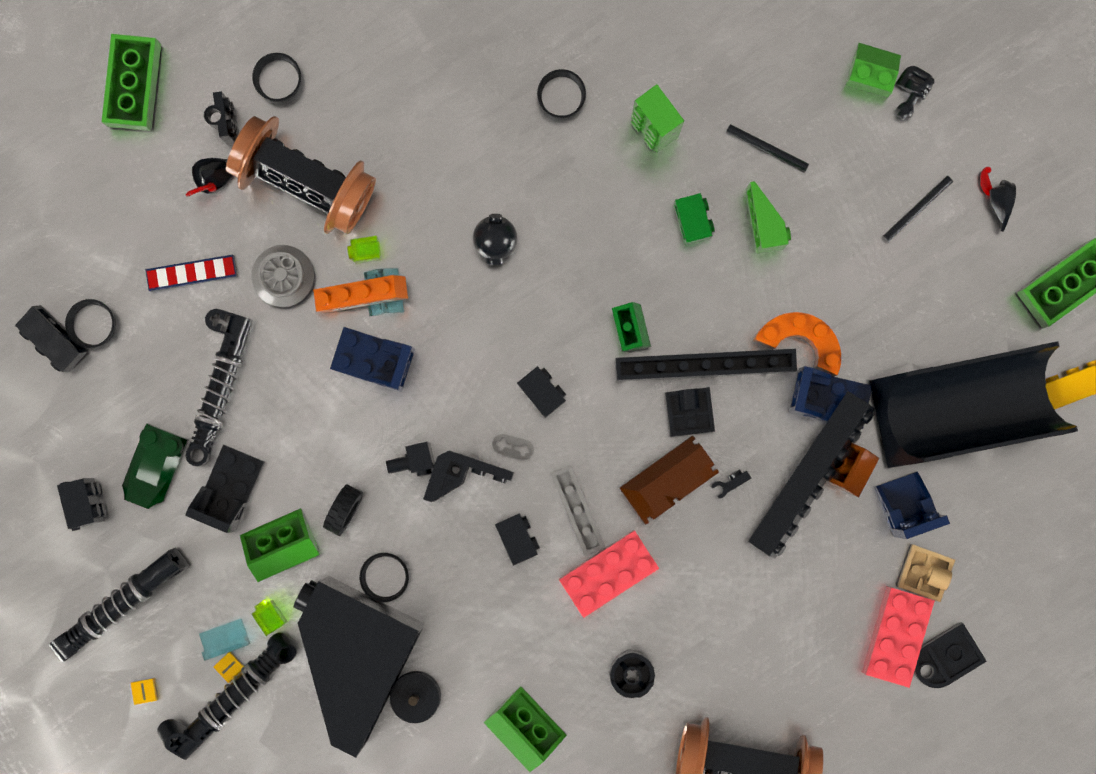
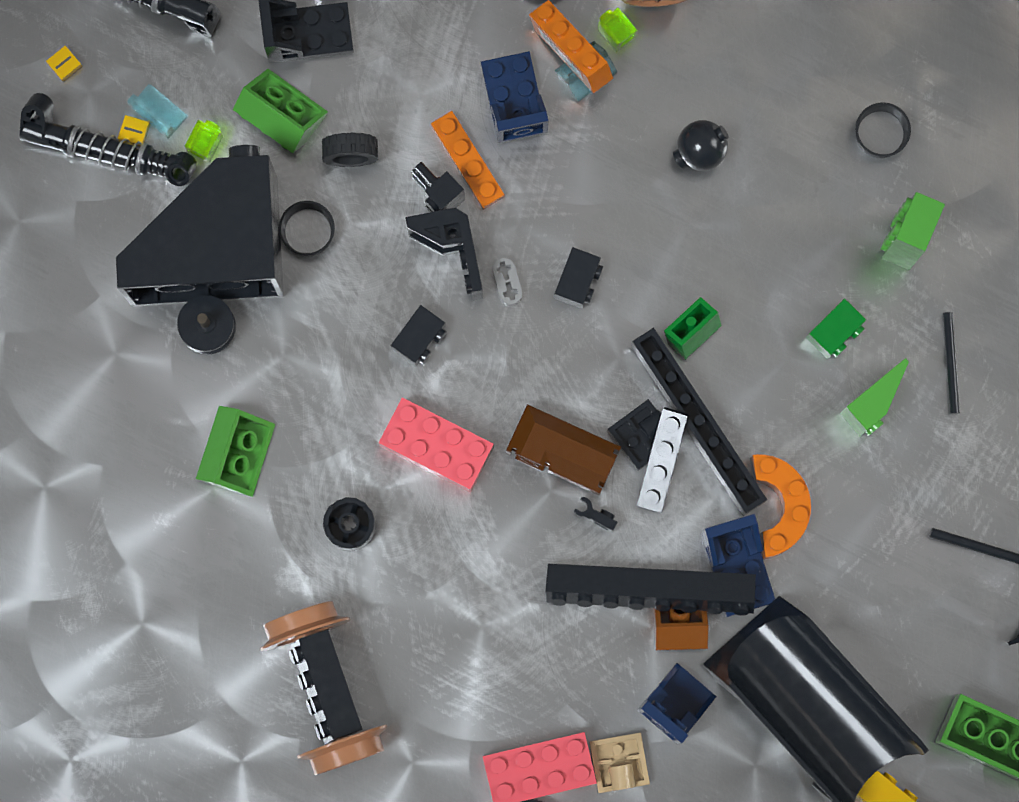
camera: 55 degrees right, 5 degrees down
(400, 422) = (467, 160): none -> orange plate
(577, 510) = (481, 380): light grey plate -> none
(719, 408) = (662, 459): none -> plate

